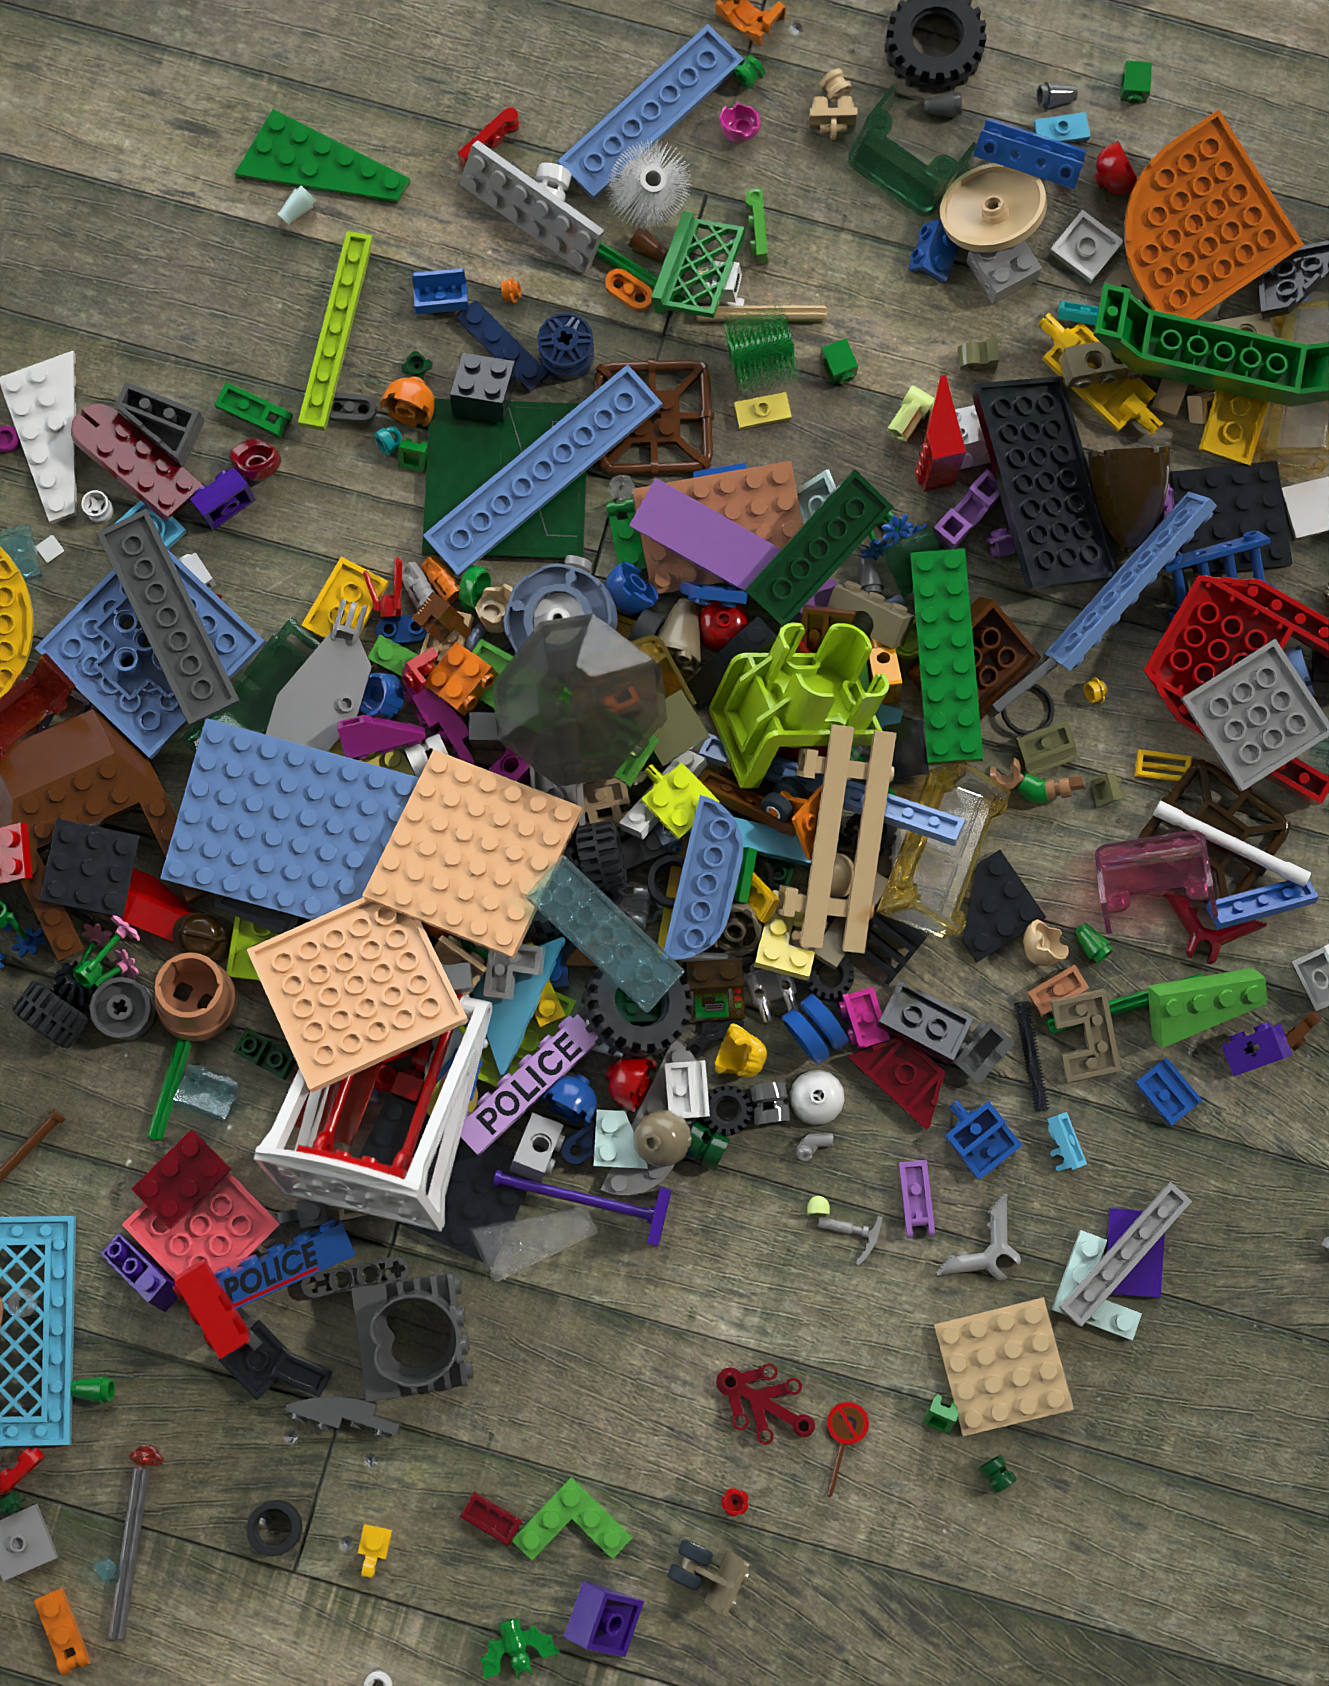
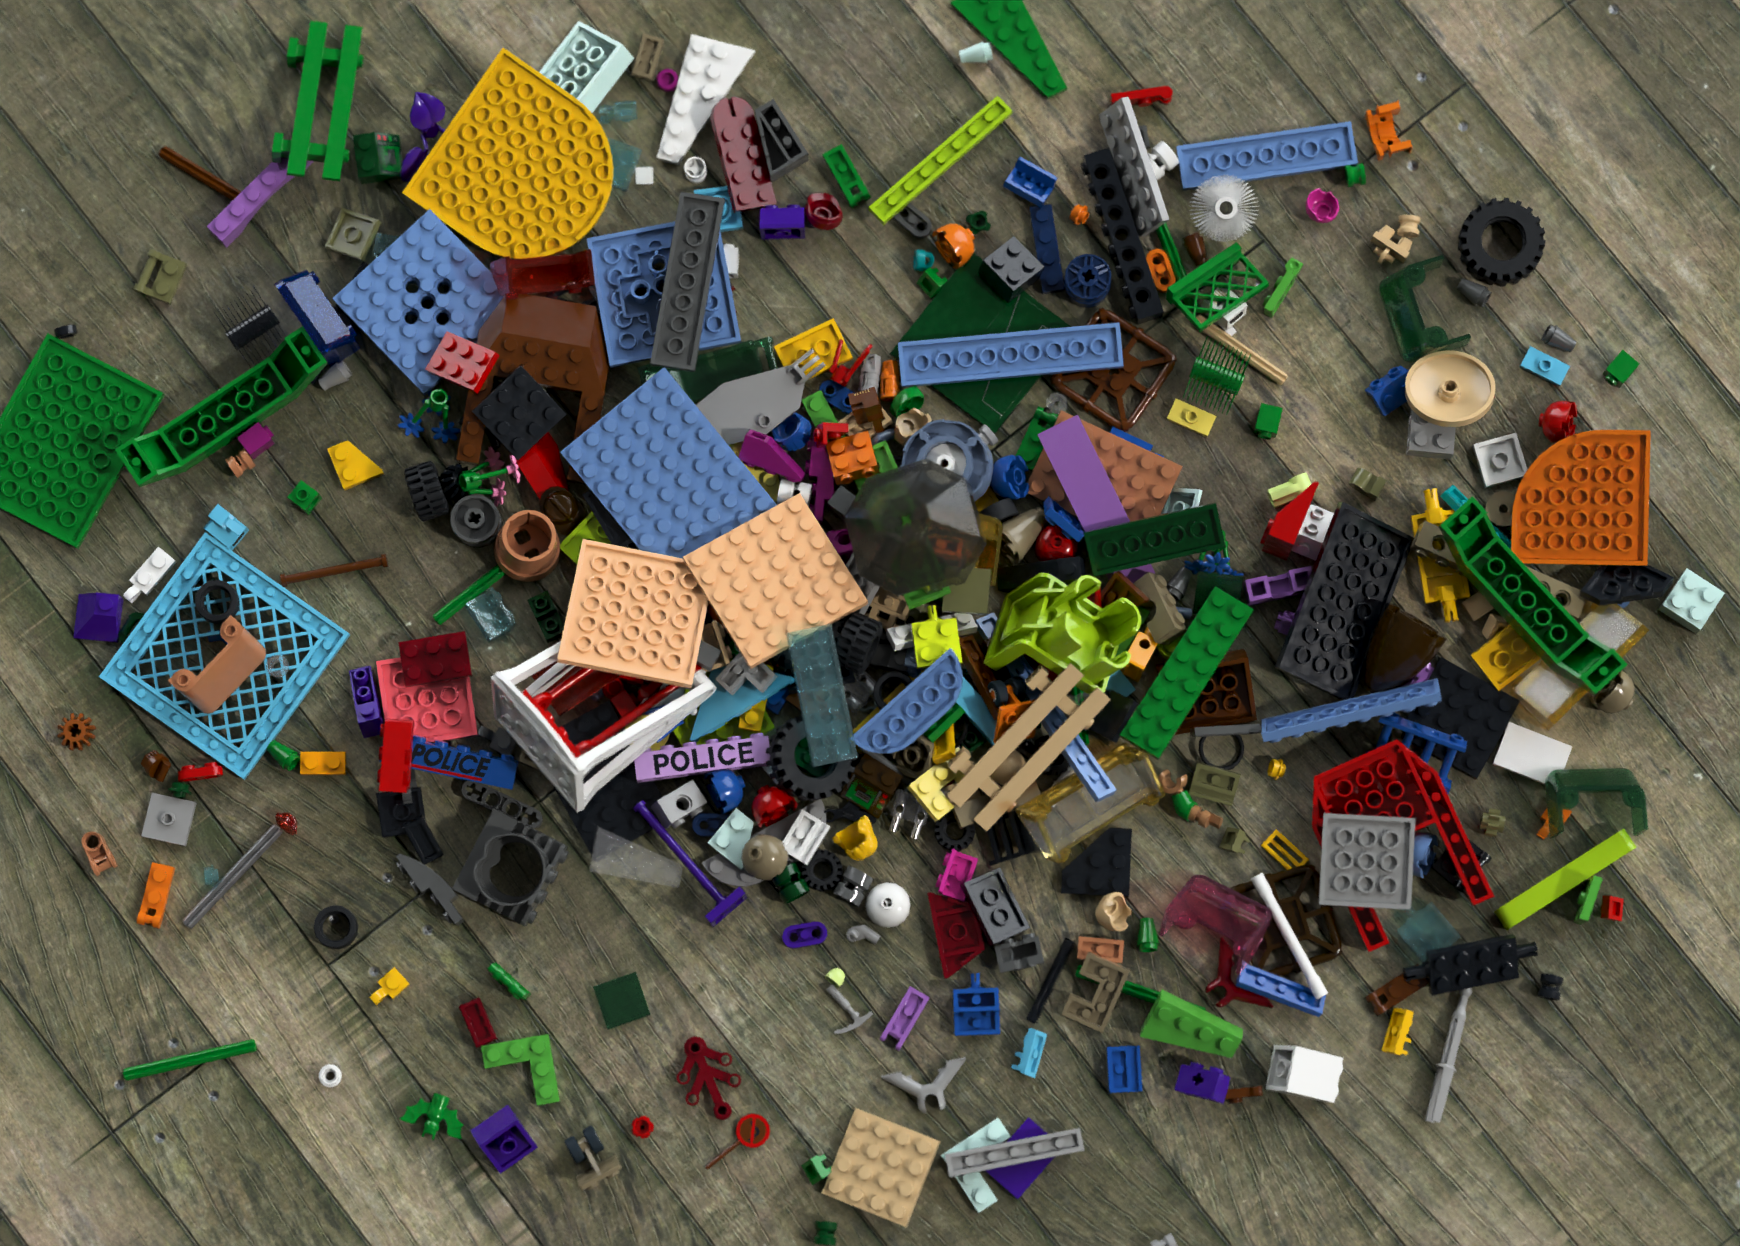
camera: 40 degrees right, 0 degrees up
(141, 1367) = (322, 763): none -> light orange plate
(486, 1453) = (505, 978): none -> green plate
(498, 224) = (1103, 161): none -> black brick
(621, 1388) = (621, 1000): none -> clear green tile
(756, 1187) = (804, 934): none -> dark purple plate
(818, 1027) = (918, 858): blue wheel -> none
(1030, 153) = (1504, 368): blue fence -> none

